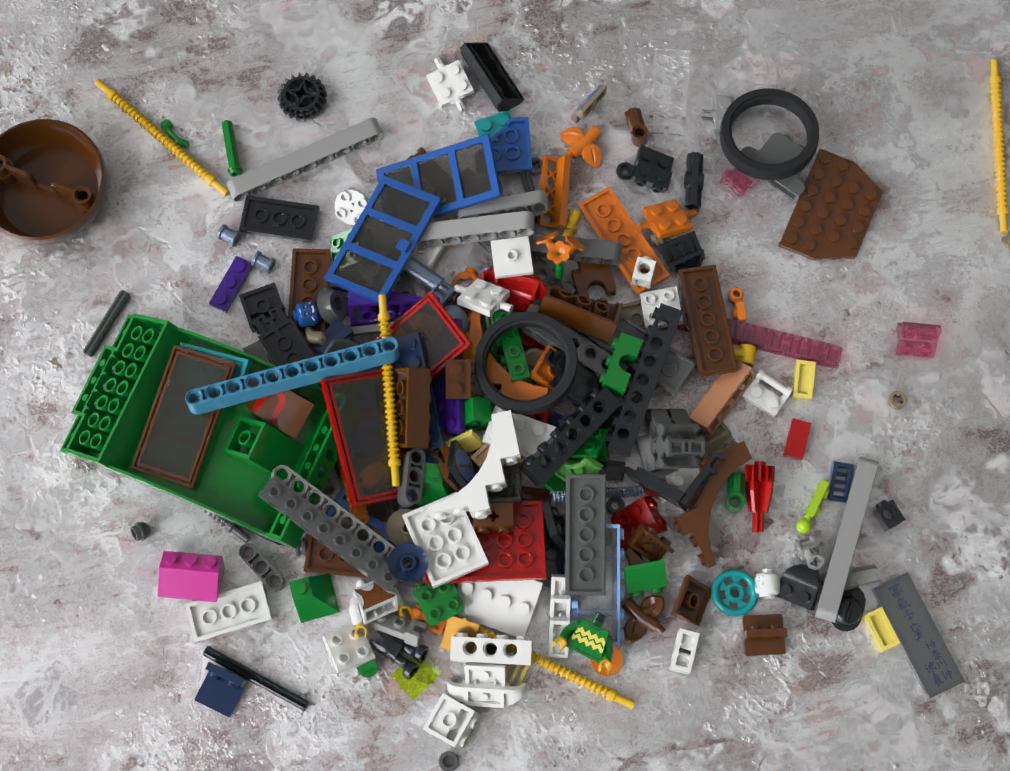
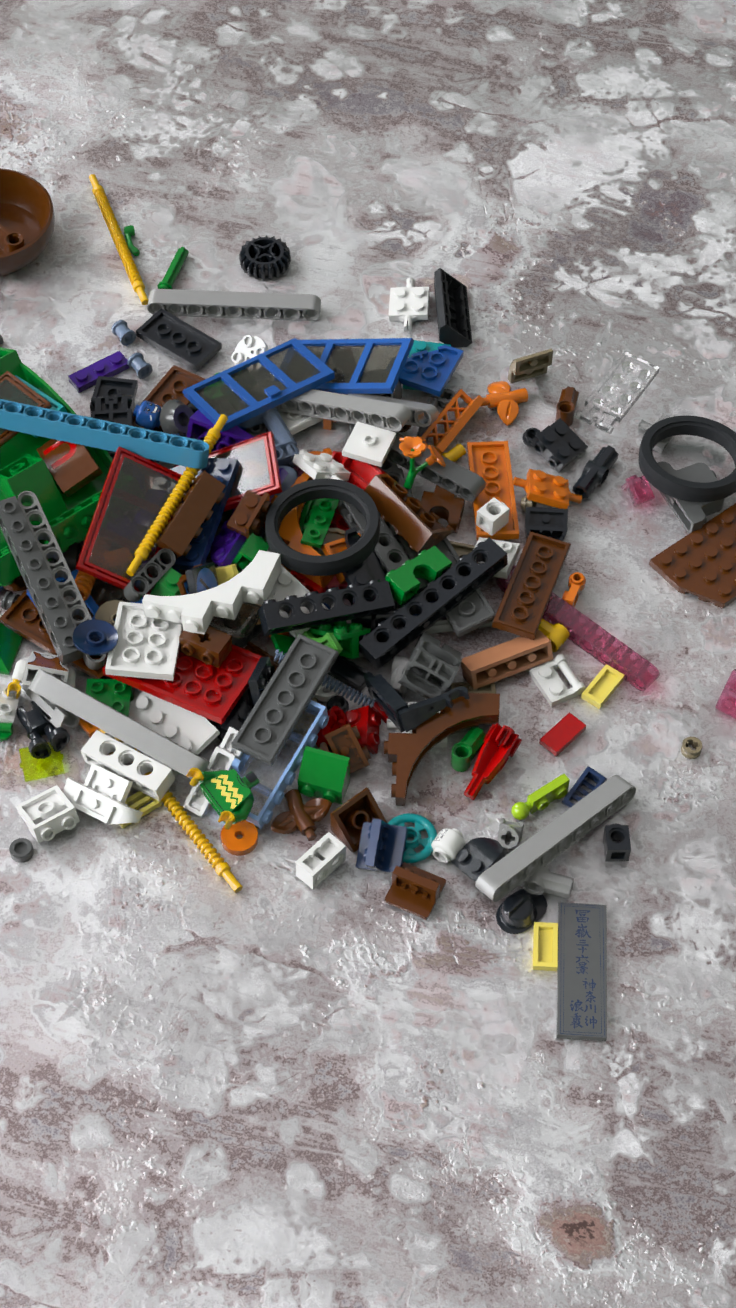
camera: 25 degrees right, 20 degrees down
(466, 623) = (116, 723): none -> light grey beam
(721, 615) = (381, 846): none -> dark blue bracket

